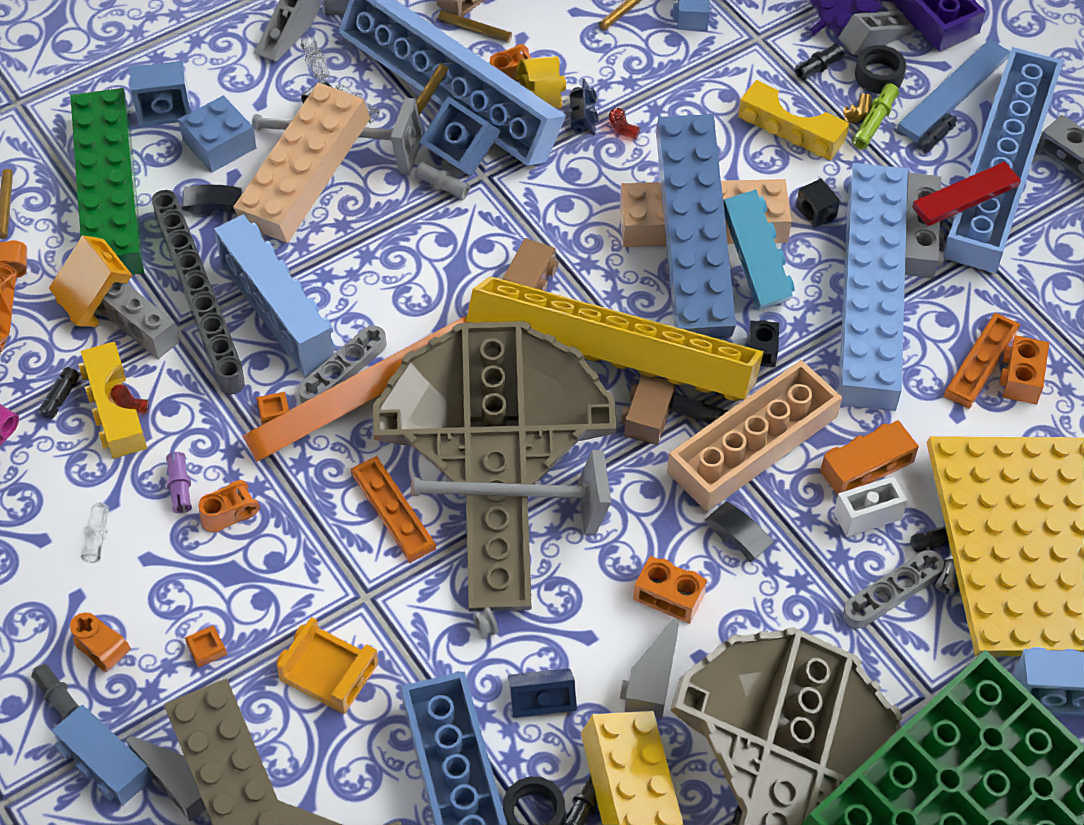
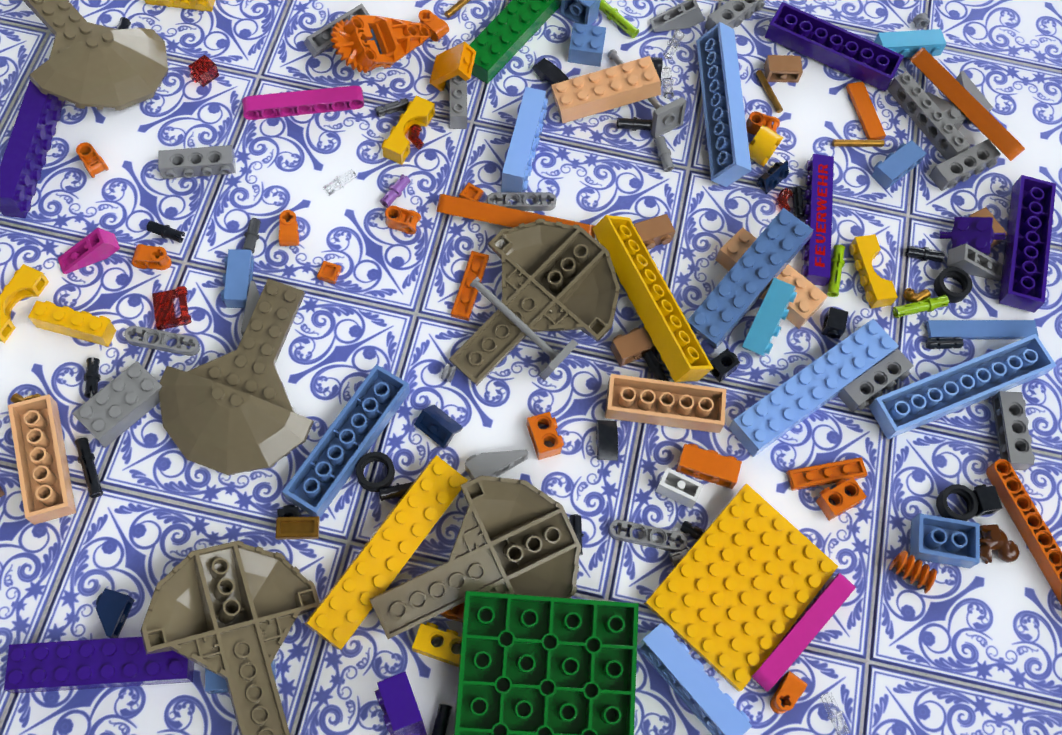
camera: 40 degrees right, 10 degrees up
(198, 292) = (496, 112): dark grey beam -> none
(222, 78) = (615, 16): none -> lime pin
(326, 666) = (364, 326): light orange panel -> none
(371, 176) = (634, 124): none -> black pin
(431, 86) = (702, 103): pearl gold bar -> none
(459, 136) = (692, 138): medium blue brick -> none
(637, 114) = (797, 201): none -> black axle
(666, 97) = (818, 217): none -> dark purple brick
(750, 143) = (836, 268): none -> lime pin
(966, 193) = (912, 385): red tile -> none

